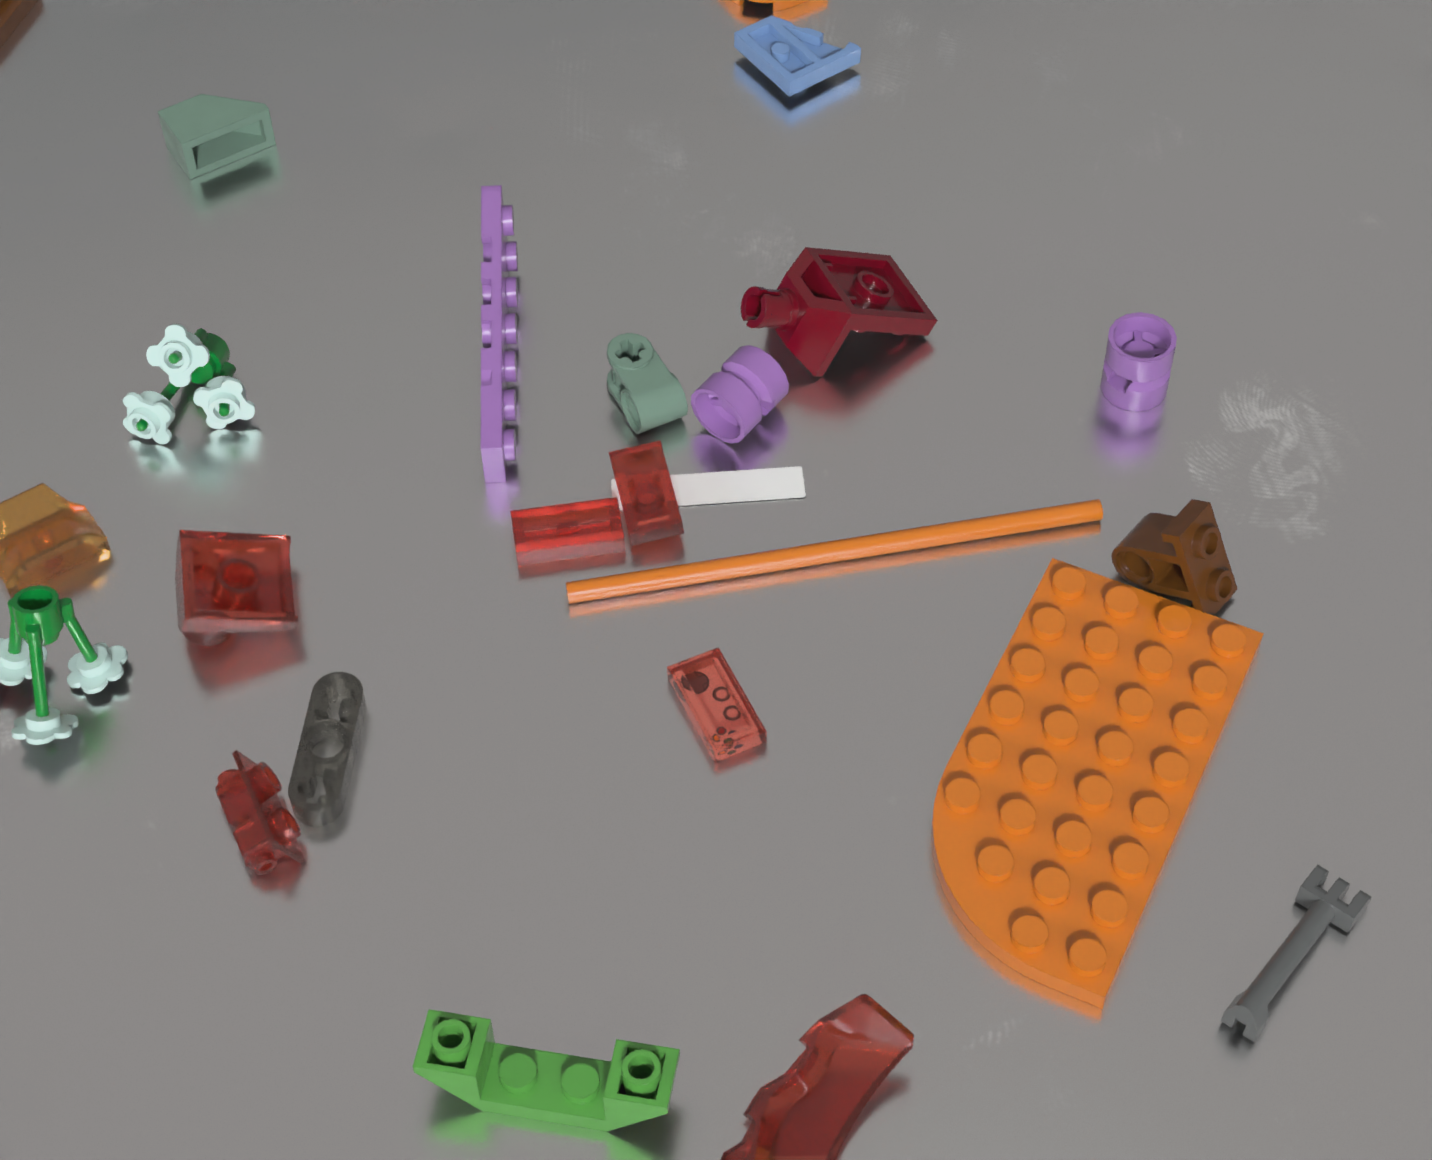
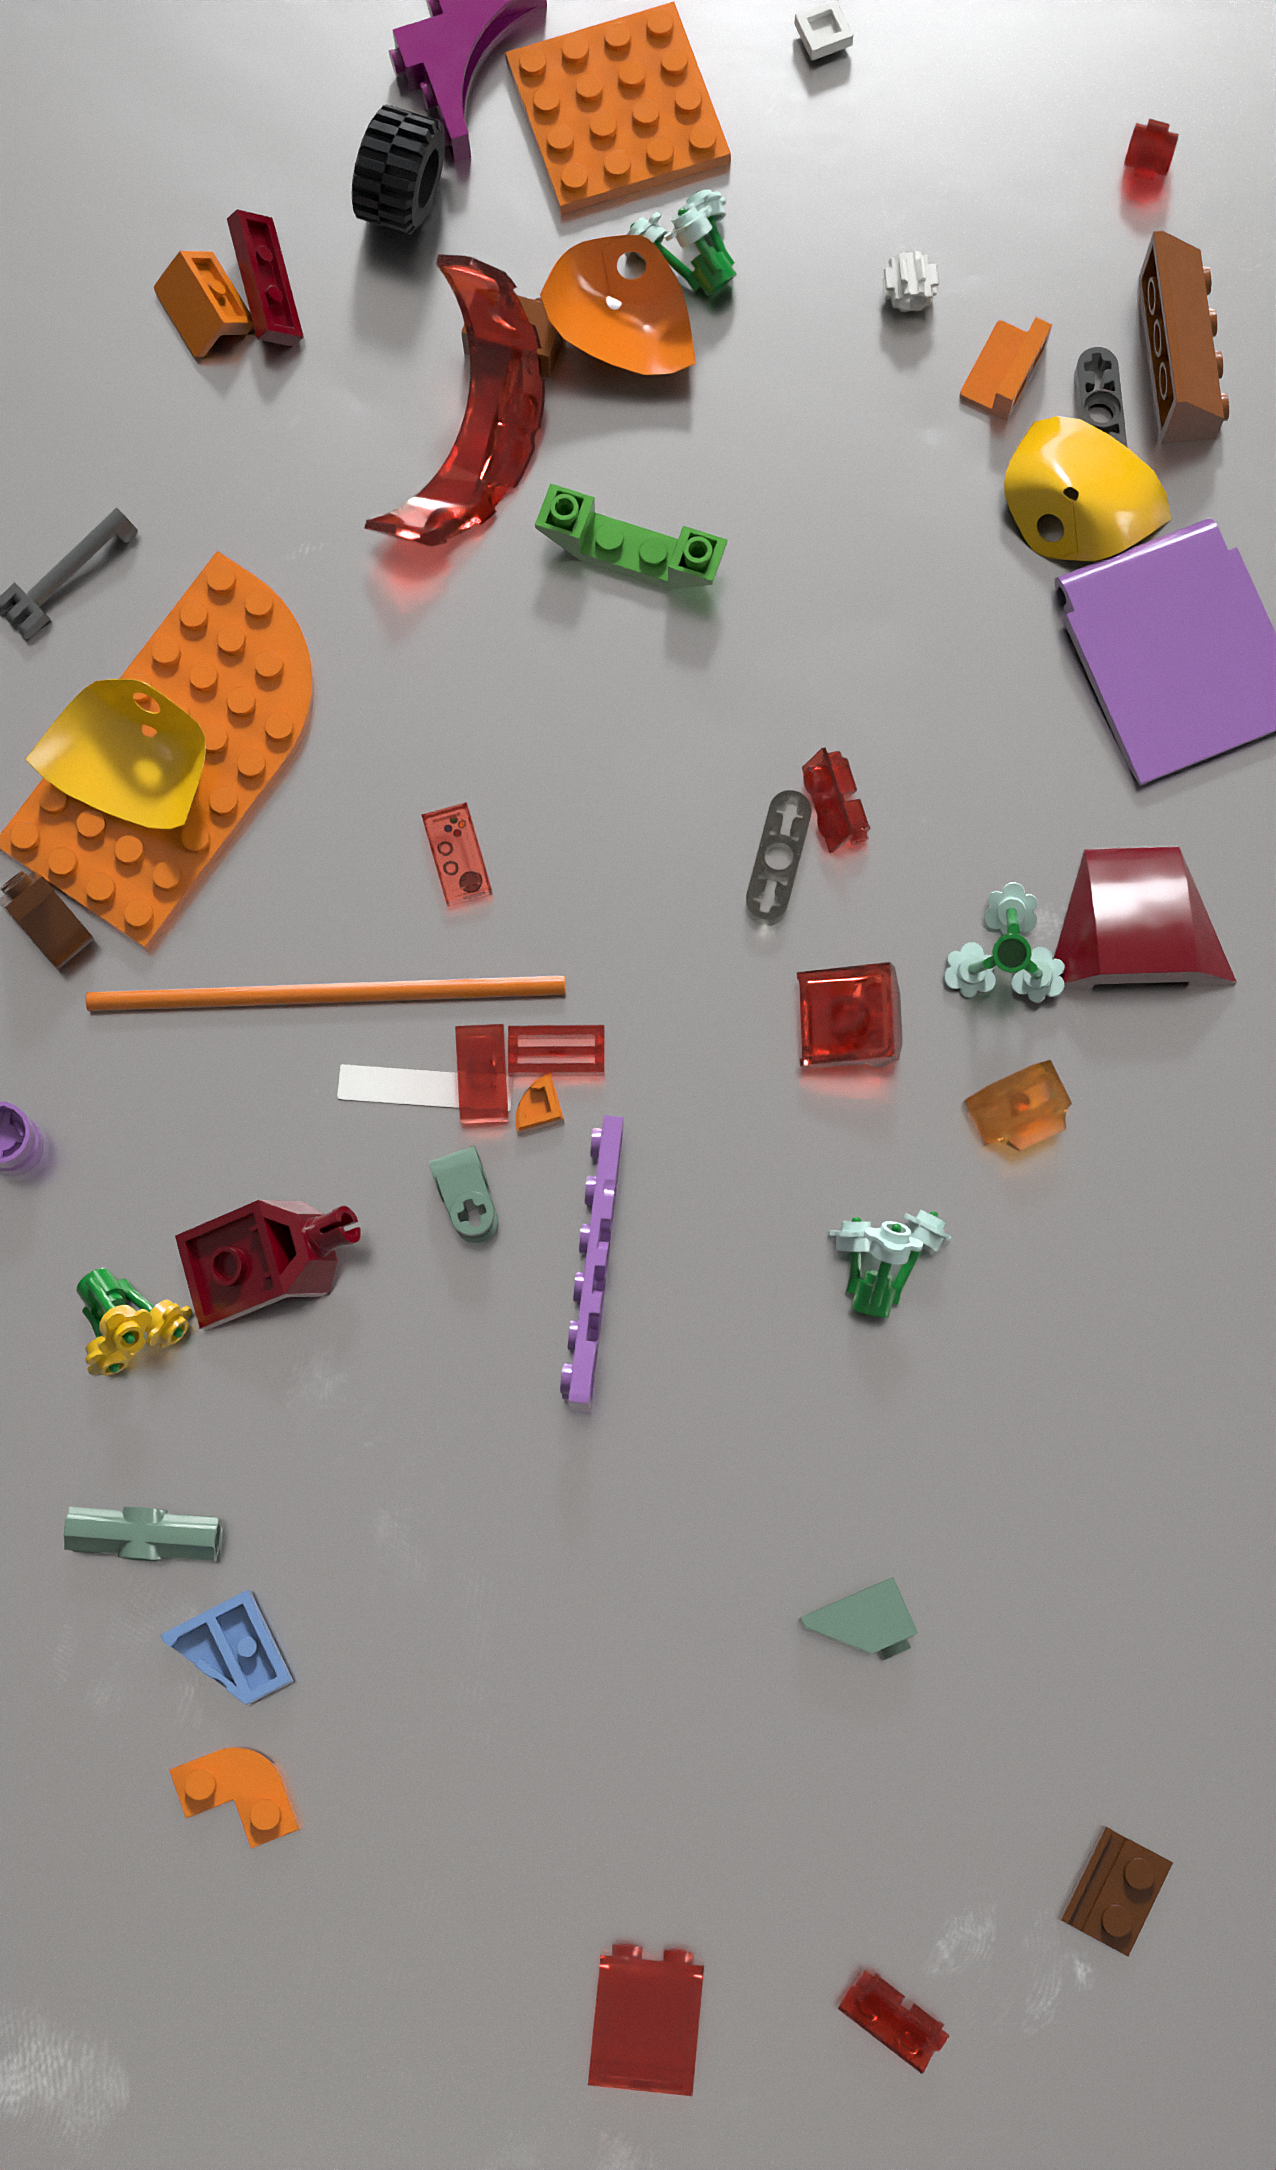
camera: 170 degrees left, 25 degrees up
(579, 478) = (538, 1107): none -> orange tile
(740, 394) = (378, 1162): medium lavender wheel -> none
(899, 111) = (142, 1534): none -> sand green piece
(973, 227) = (119, 1327): none -> yellow plant
(1130, 710) = (108, 763): none -> yellow piece

